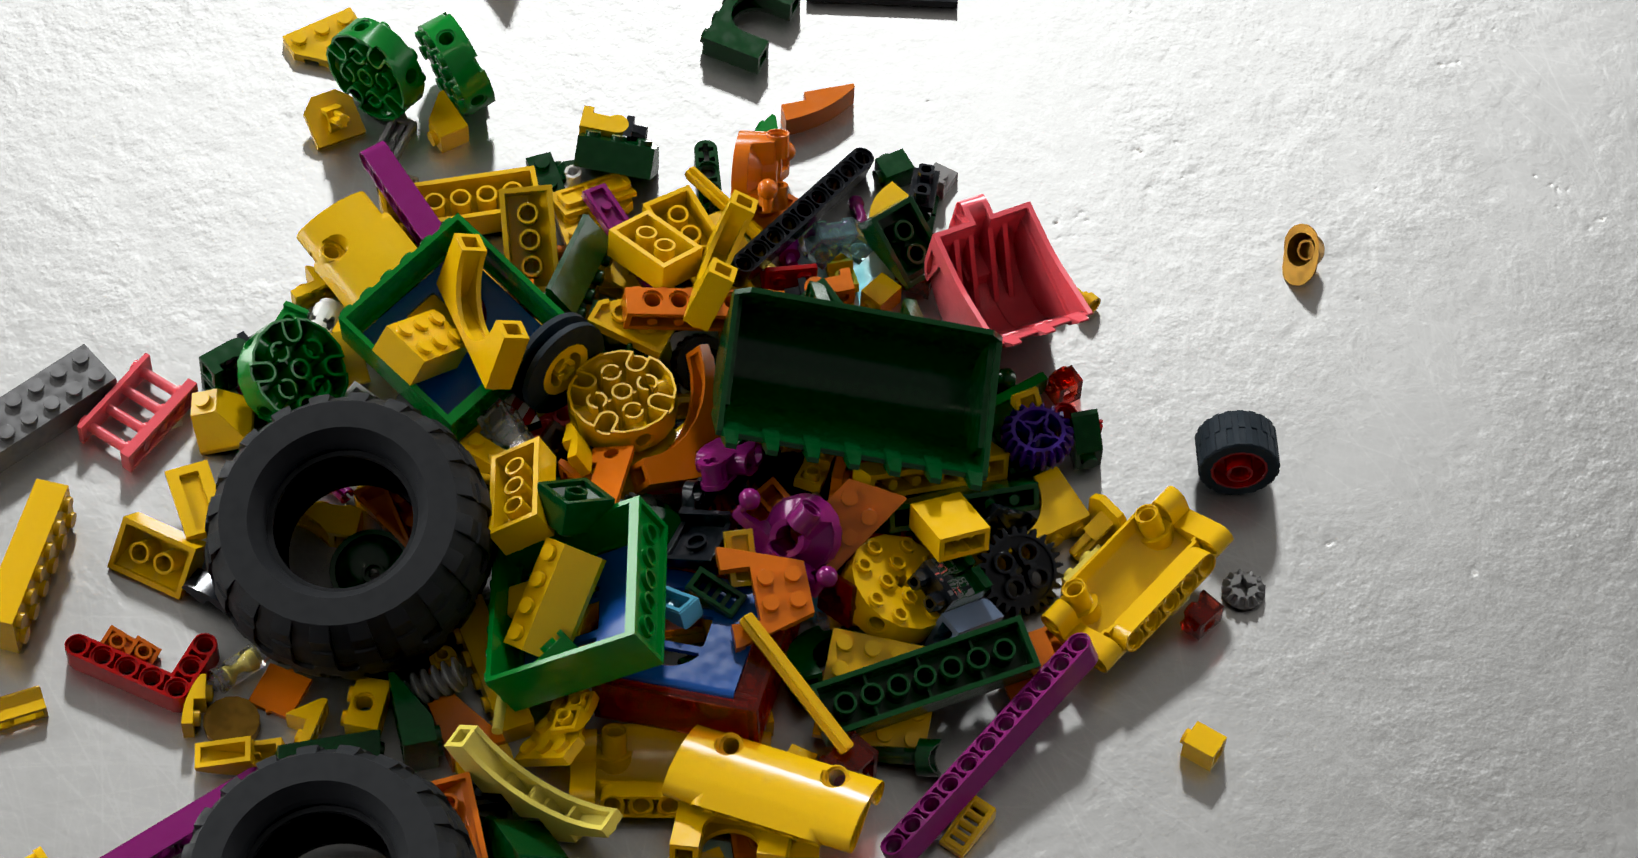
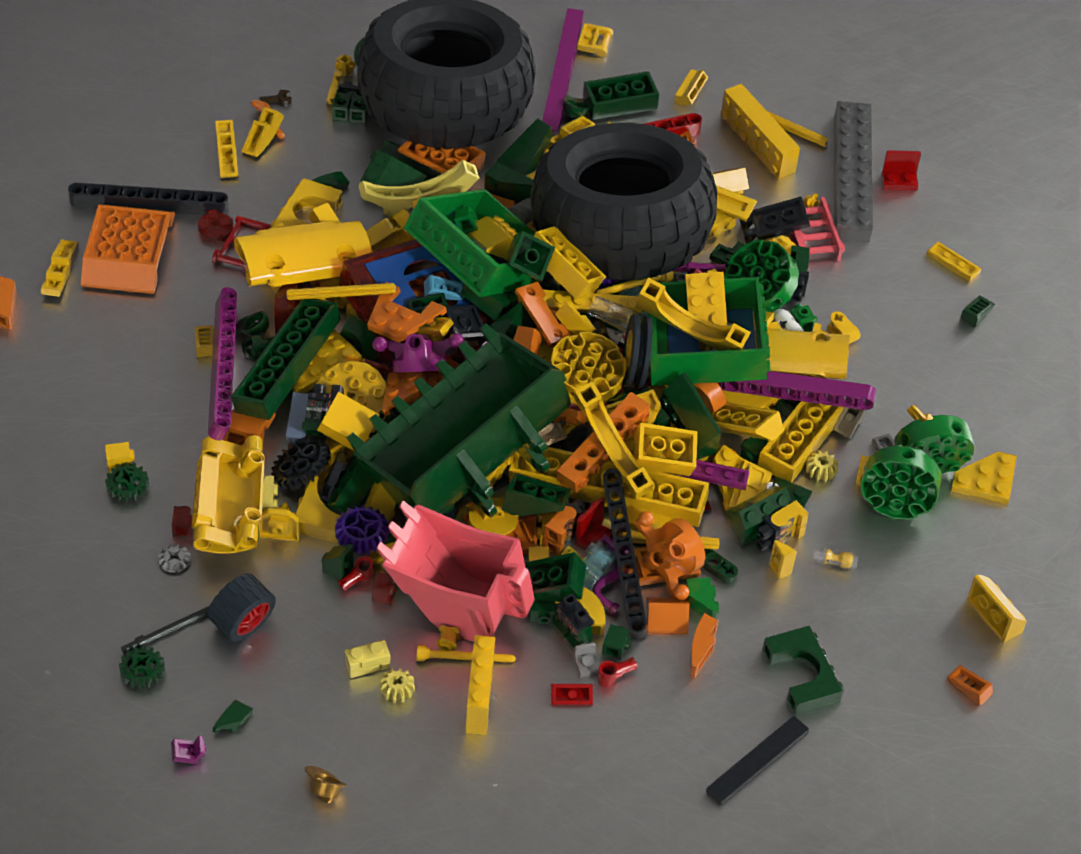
camera: 135 degrees right, 5 degrees down
(36, 266) = (953, 261): none -> yellow tile
(90, 445) = (811, 201): none -> yellow plate
(106, 201) = (977, 316): none -> dark green slope
(114, 755) = (621, 95): none -> dark green brick
(165, 437) = (775, 220): none -> black tile
(182, 787) = (575, 107): none -> dark green piece
(268, 282) = (843, 326): none -> yellow piece
(484, 162) = (822, 466): none -> light yellow gear
(583, 74) = (845, 559): none -> clear piece
(652, 106) = (782, 559): none -> yellow slope
(810, 161) = (667, 615): none -> orange slope
(901, 789) = (253, 324): none -> dark green piece
(931, 149) = (615, 670): none -> red pin
(982, 168) = (571, 694): none -> red slope
(1095, 193) = (480, 685): none -> yellow arch
(1145, 289) = (397, 685): none -> light yellow gear
(1150, 331) = (367, 658): none -> light yellow brick
(1233, 713) = (127, 482): none -> dark green gear
(1331, 380) = (233, 716): none -> dark green slope
(1356, 525) = (144, 640): none -> pearl dark grey bar
(1380, 493) = (142, 667): none -> dark green gear
(1405, 381) = (188, 751): none -> magenta bracket

